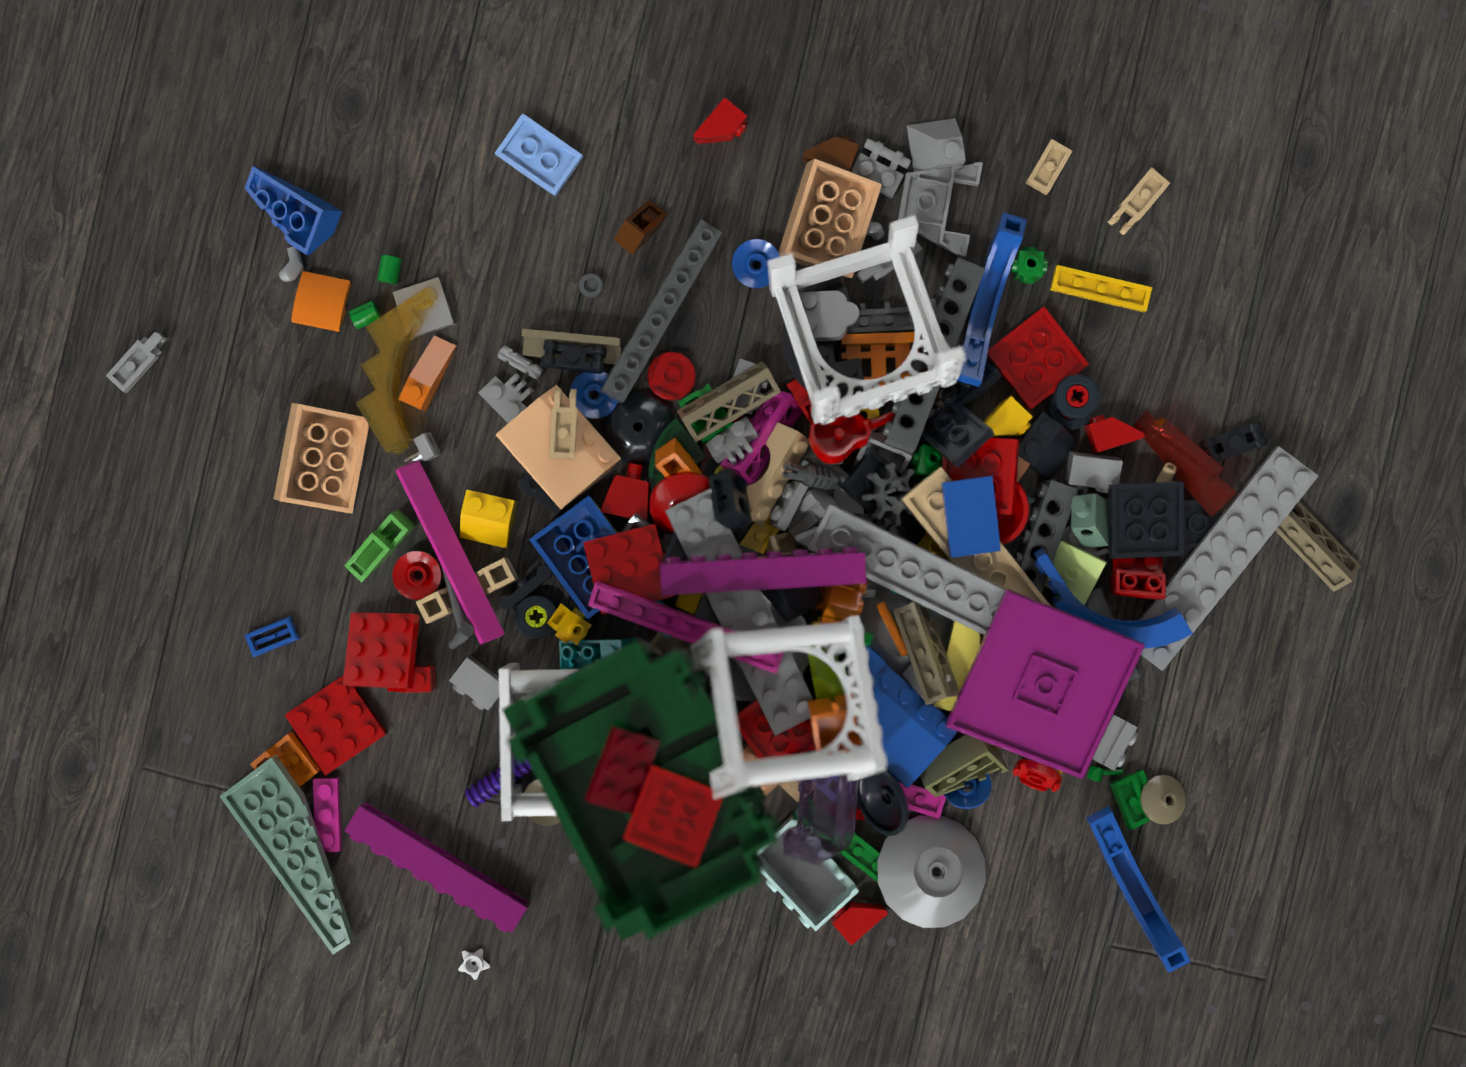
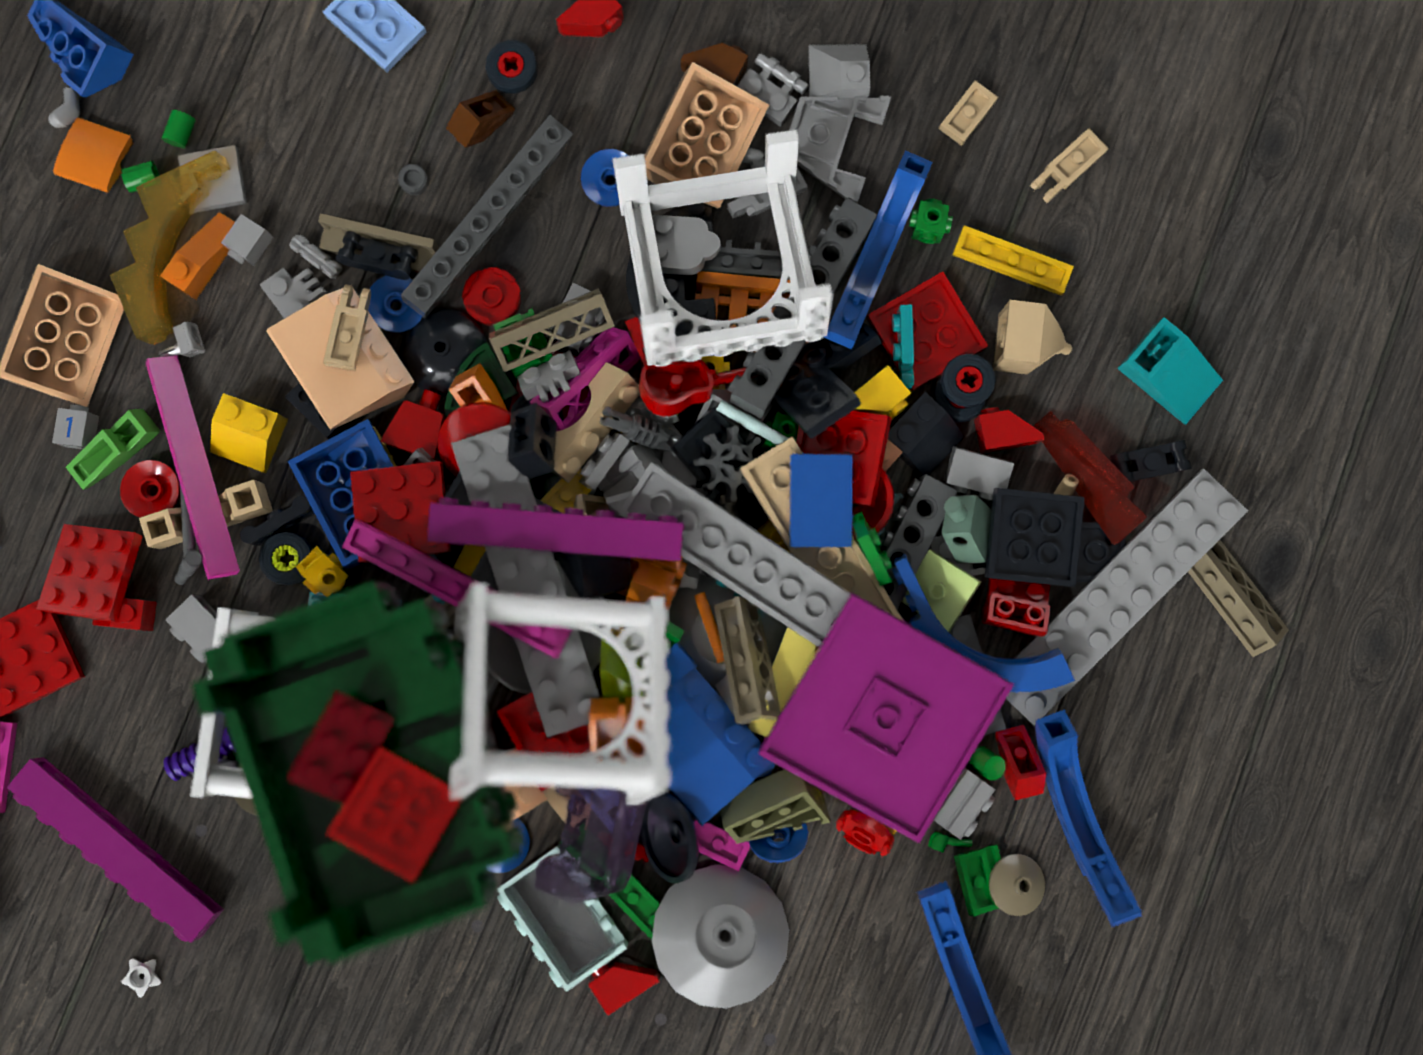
camera: 10 degrees right, 5 degrees down
(347, 532) = (75, 427): none -> light grey brick
(462, 357) = (246, 240): none -> light grey brick
(662, 190) = (513, 80): none -> black bush
(905, 458) = (751, 423): none -> light aqua piece
(1015, 546) = (870, 543): none -> green plate
(1020, 378) = (904, 349): none -> teal plate
(1120, 354) = (1027, 337): none -> tan piece
(1130, 707) = (987, 763): none -> green piece
(1155, 702) = (1023, 766): none -> red slope
(1188, 702) = (1070, 799): none -> blue arch
(1242, 364) = (1171, 370): none -> teal slope

